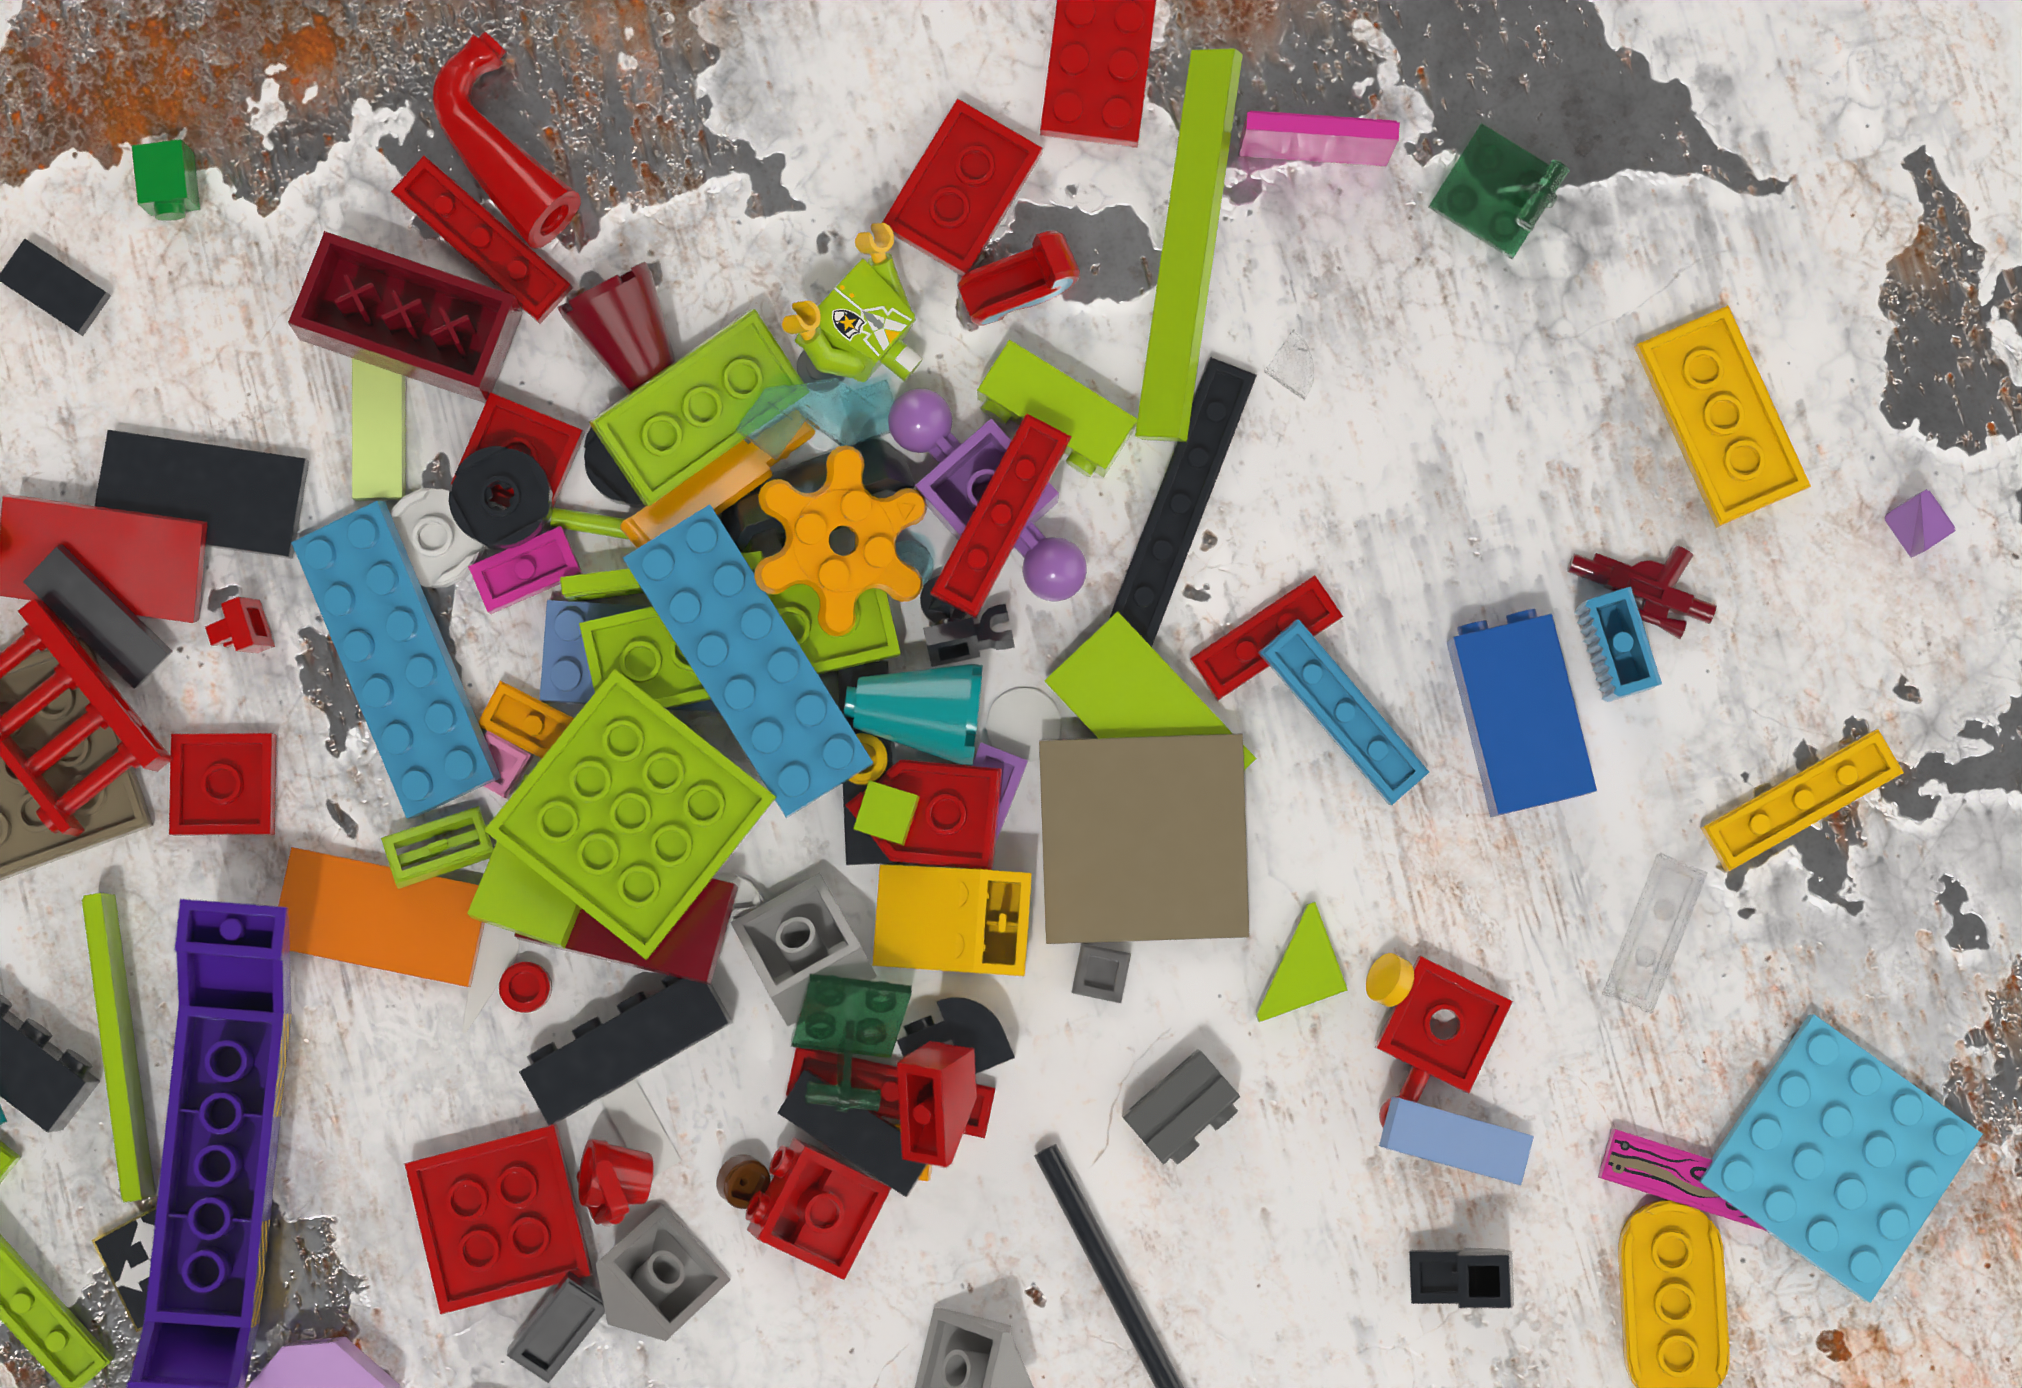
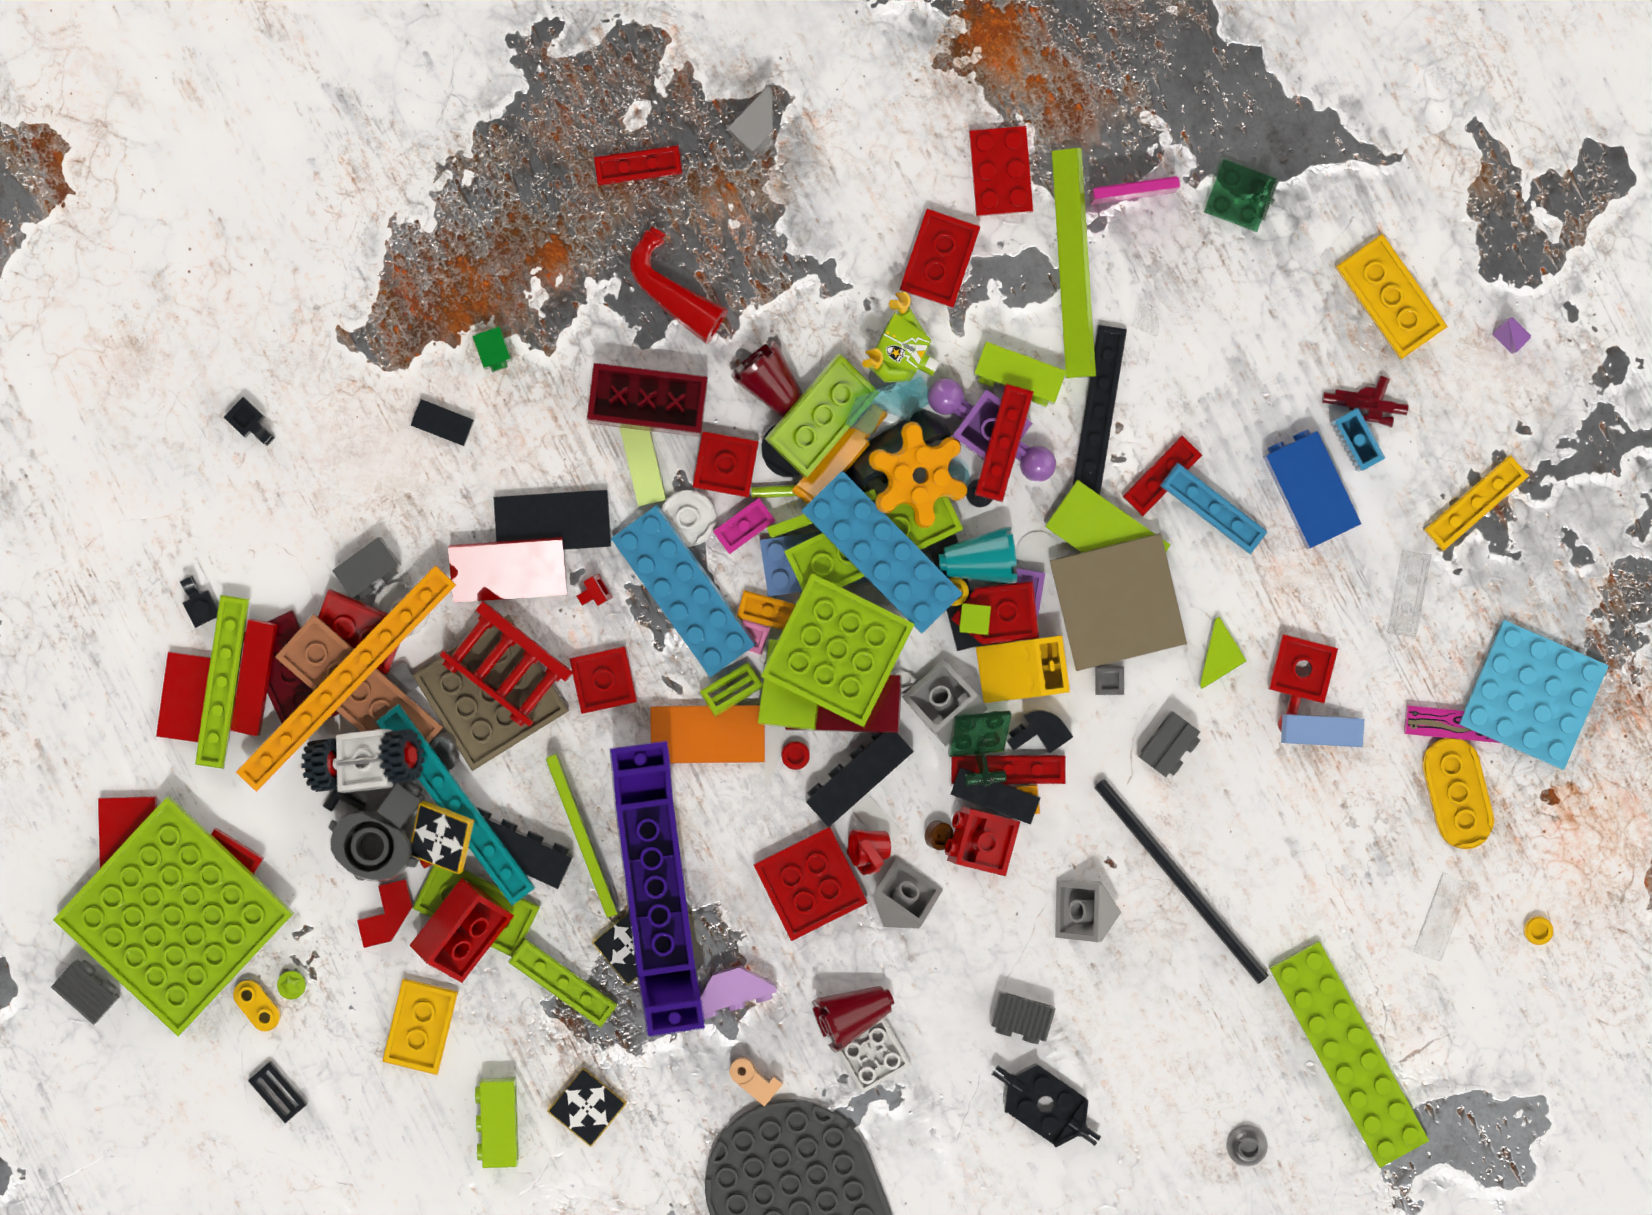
camera: 10 degrees left, 5 degrees up
(97, 616) = (514, 602): black tile -> none
(473, 489) = (707, 488): black plate -> none
(481, 239) = (675, 344): red tile -> none
(557, 1327) = (856, 934): tile -> none
(935, 1101) = (1036, 770): red slope -> none
(961, 640) = (994, 513): black plate -> none
(1019, 279) = (983, 305): red animal -> none
(1389, 980) = (1268, 650): yellow tile -> none
(1462, 1277) = (1340, 803): black brick -> none

